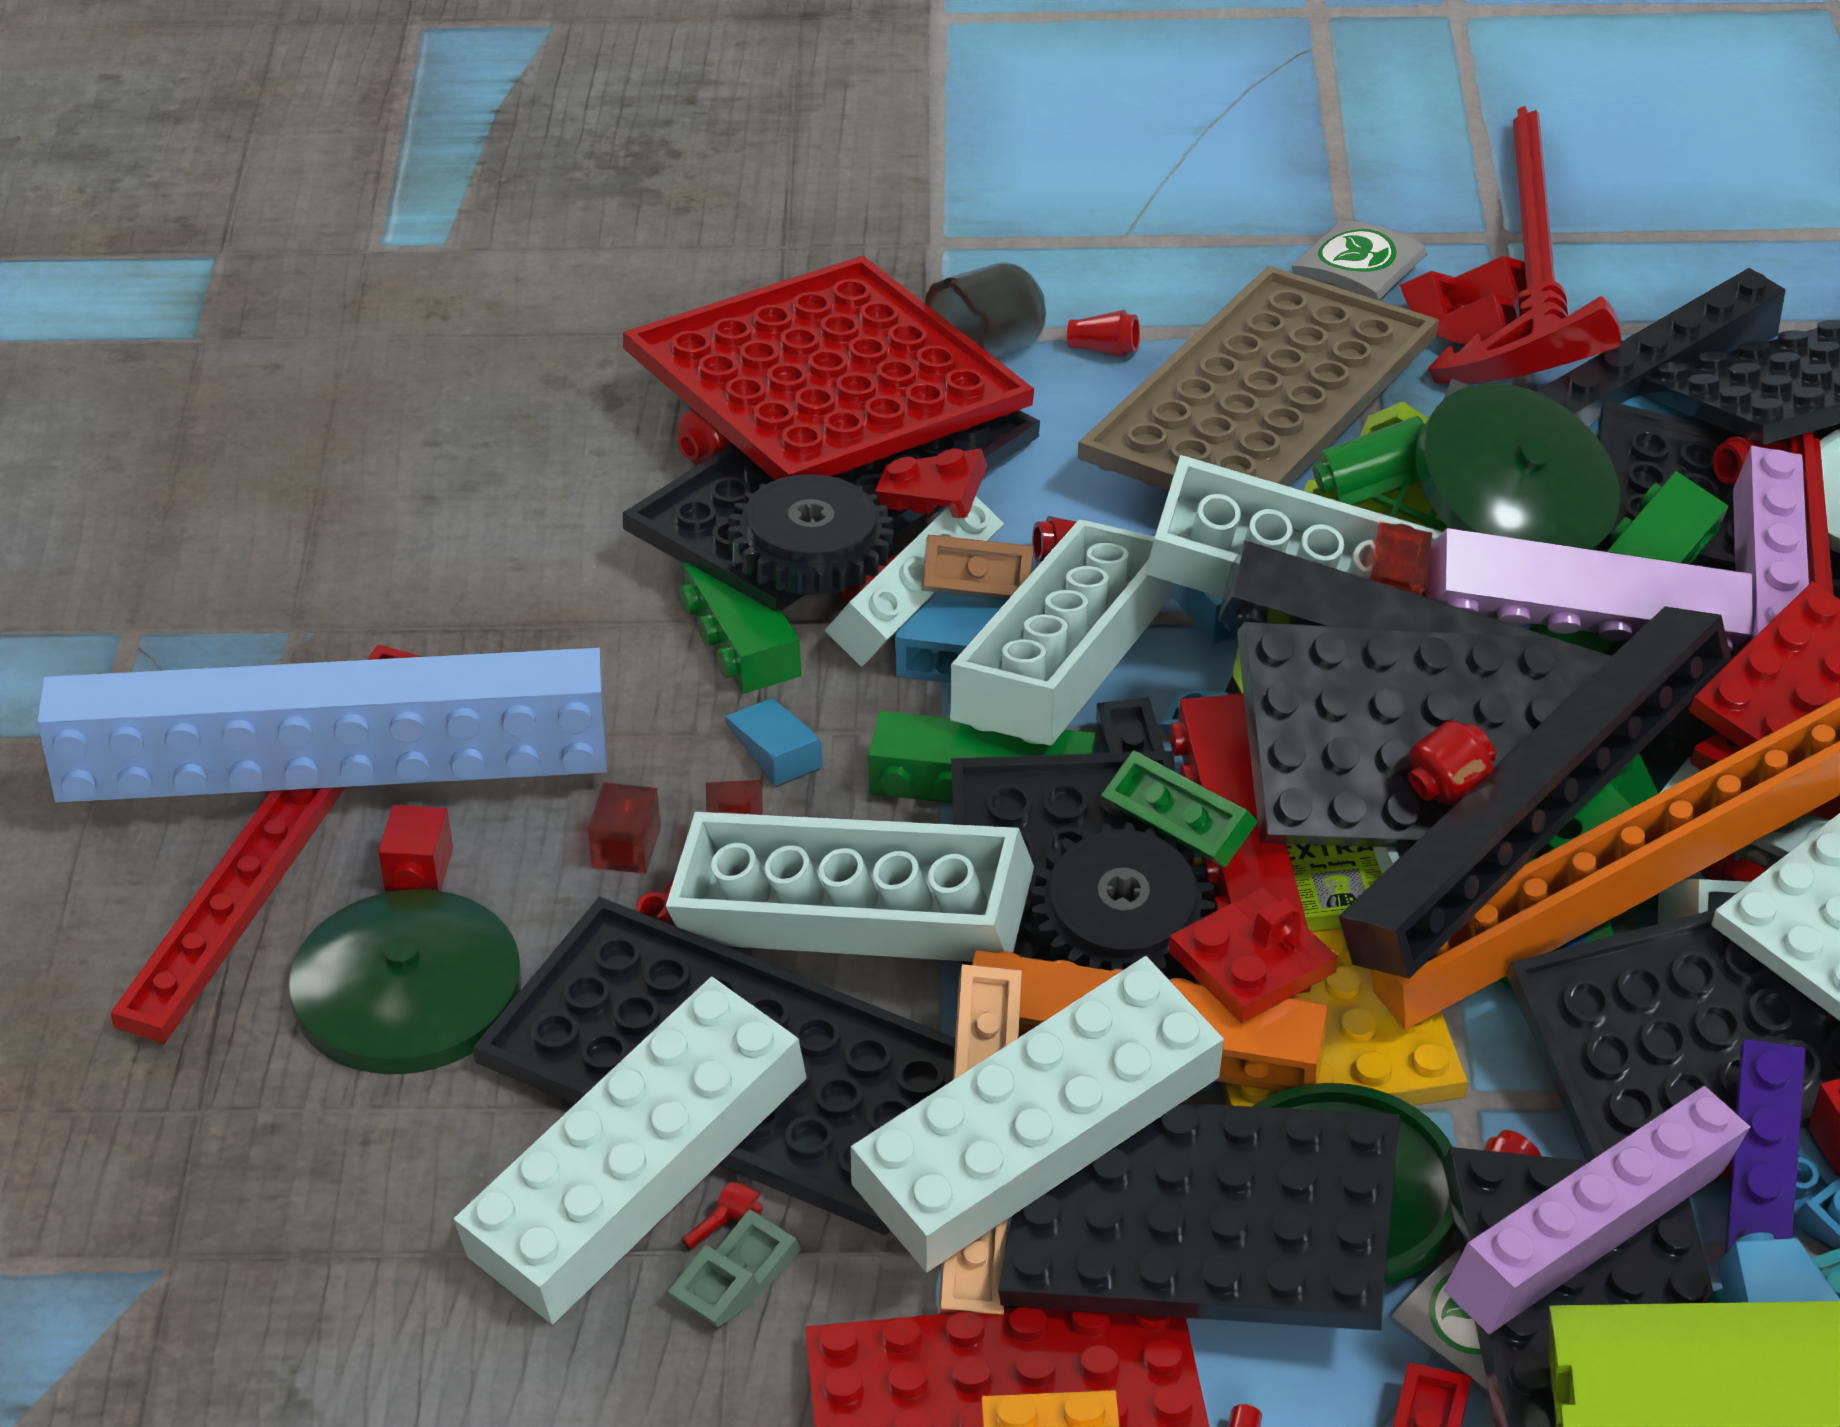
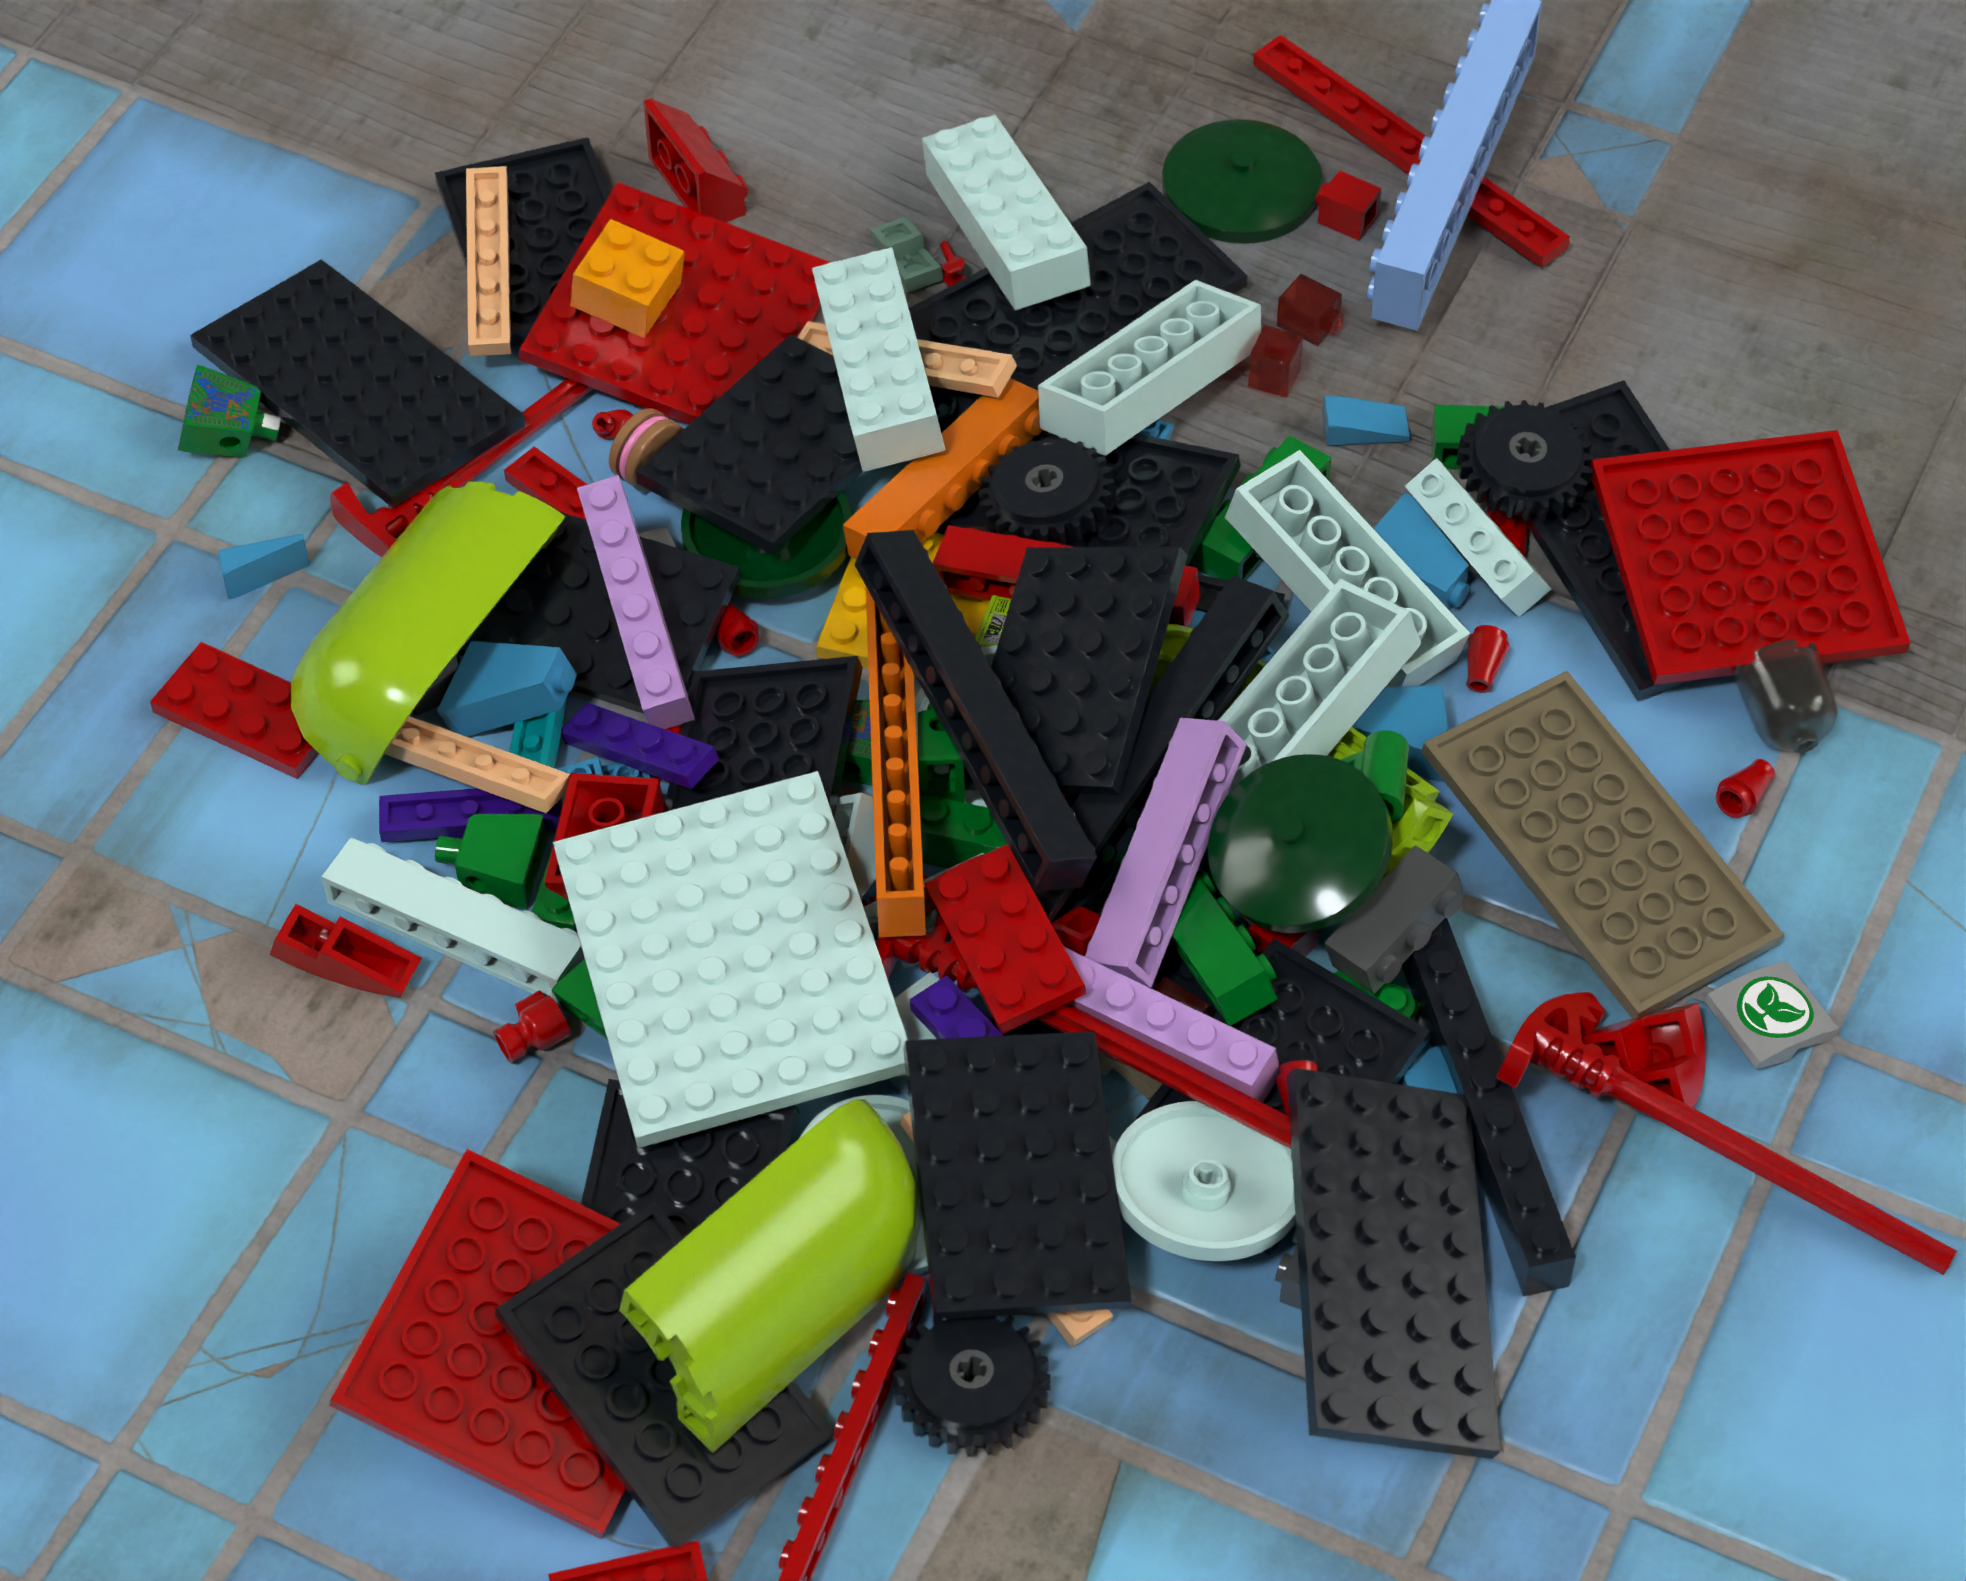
camera: 115 degrees right, 10 degrees up
(937, 480) = (1546, 552): red wing -> none
(975, 567) = (1435, 537): medium nougat plate -> none
(1179, 808) = (1094, 529): green plate -> none
(1253, 954) = (945, 514): red hinge -> none
(1300, 1367) = (638, 442): none -> medium nougat head
(1399, 557) = (1238, 706): clear red brick -> none
(1450, 762) = (1017, 656): red head -> none

